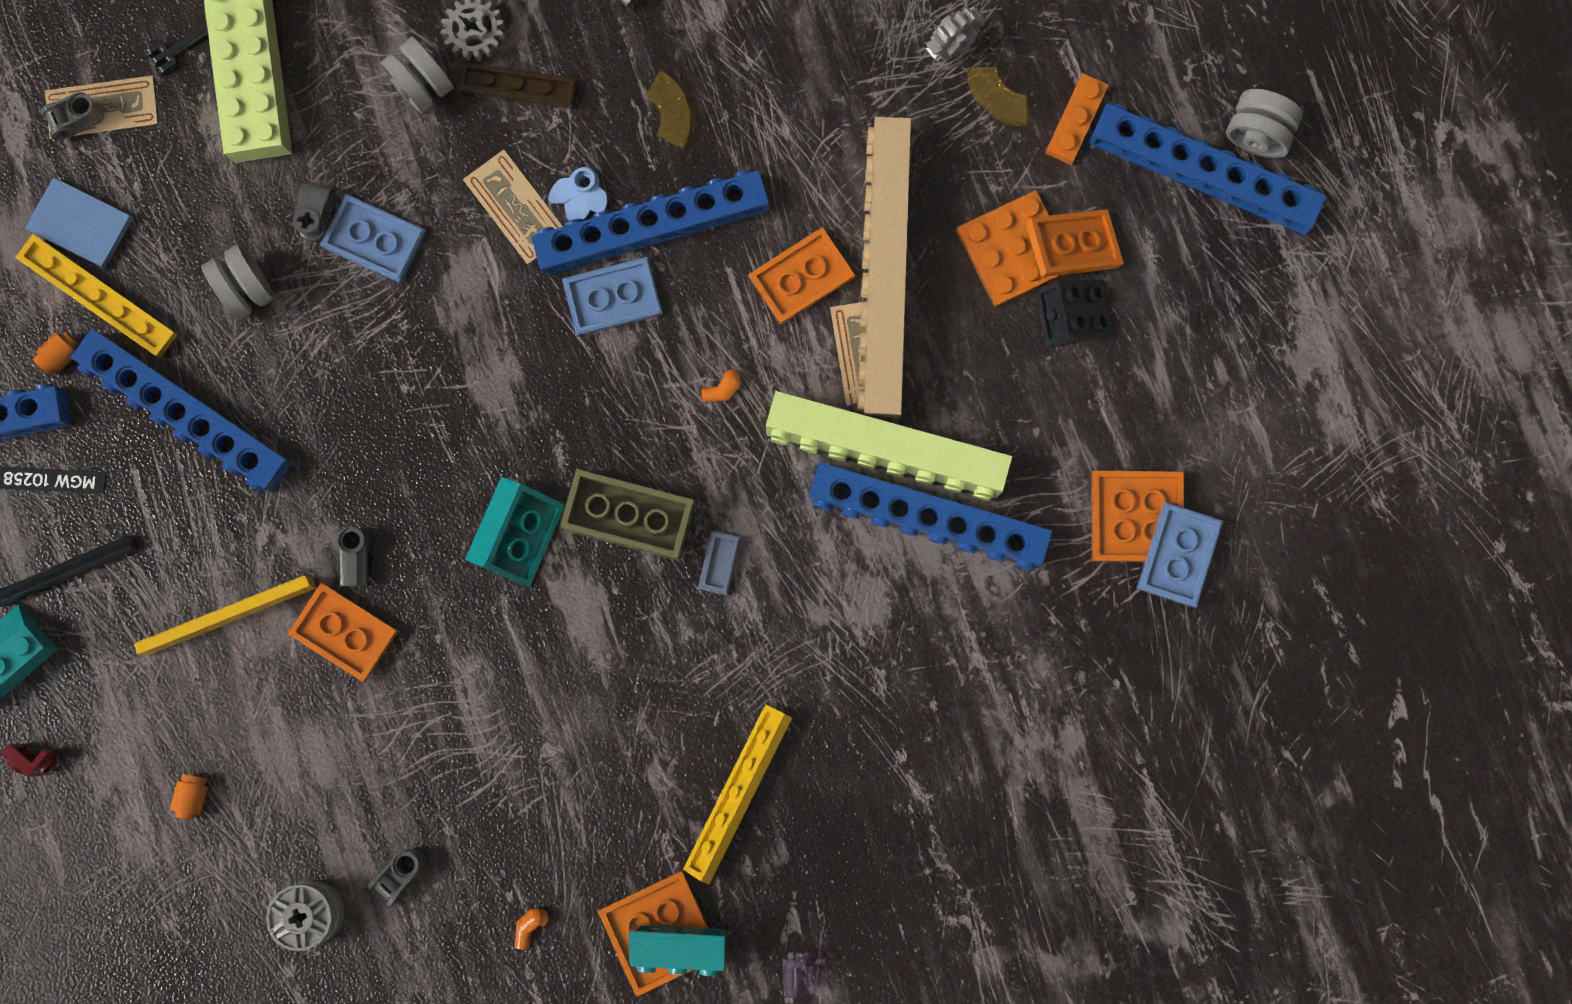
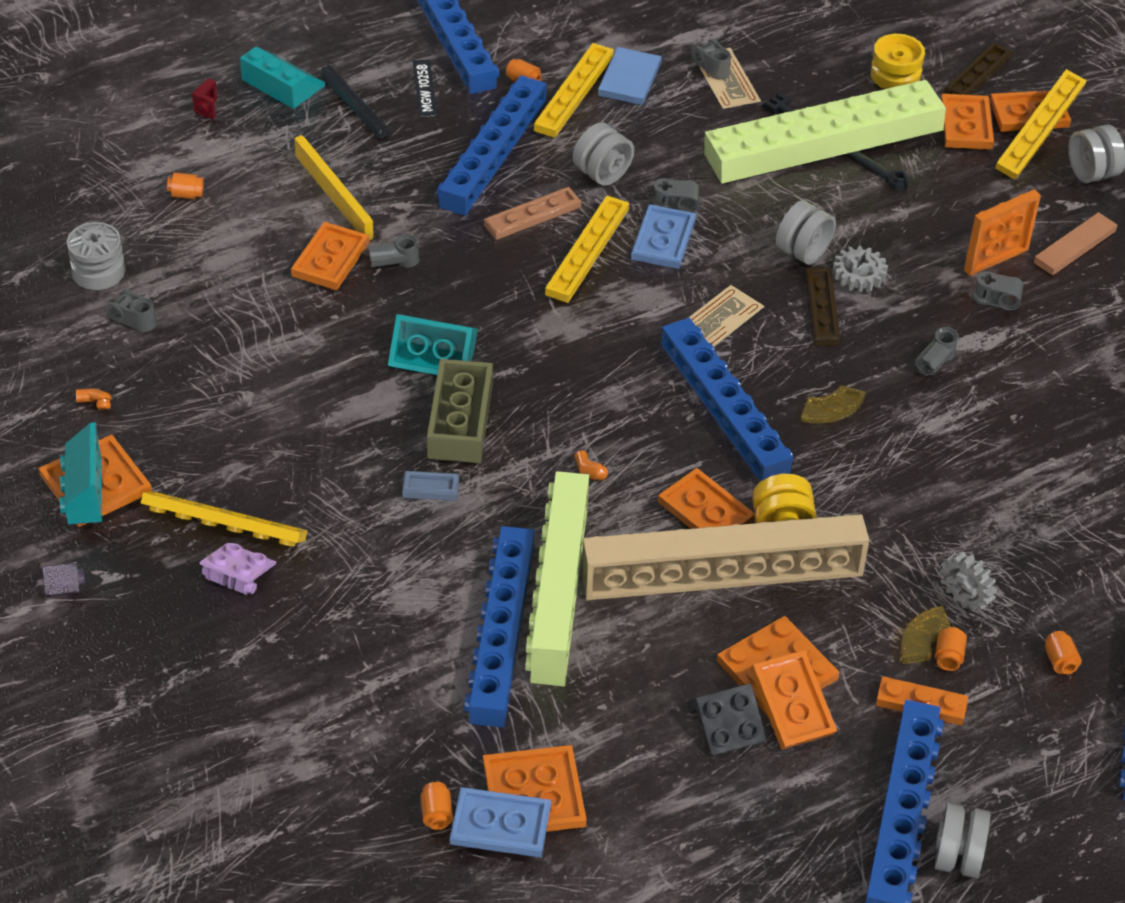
camera: 75 degrees right, 35 degrees down
(306, 383) = (532, 213): none -> nougat tile
(383, 329) = (587, 249): none -> yellow plate
(579, 199) = (740, 353): light blue plate -> none
(612, 296) = (654, 387): medium blue tile -> none
(805, 784) = (235, 567): none -> lavender hinge
(833, 195) = (783, 499): none -> yellow wheel
(1023, 74) = (950, 648): none -> orange brick
(1145, 614) = (436, 805): none -> orange brick

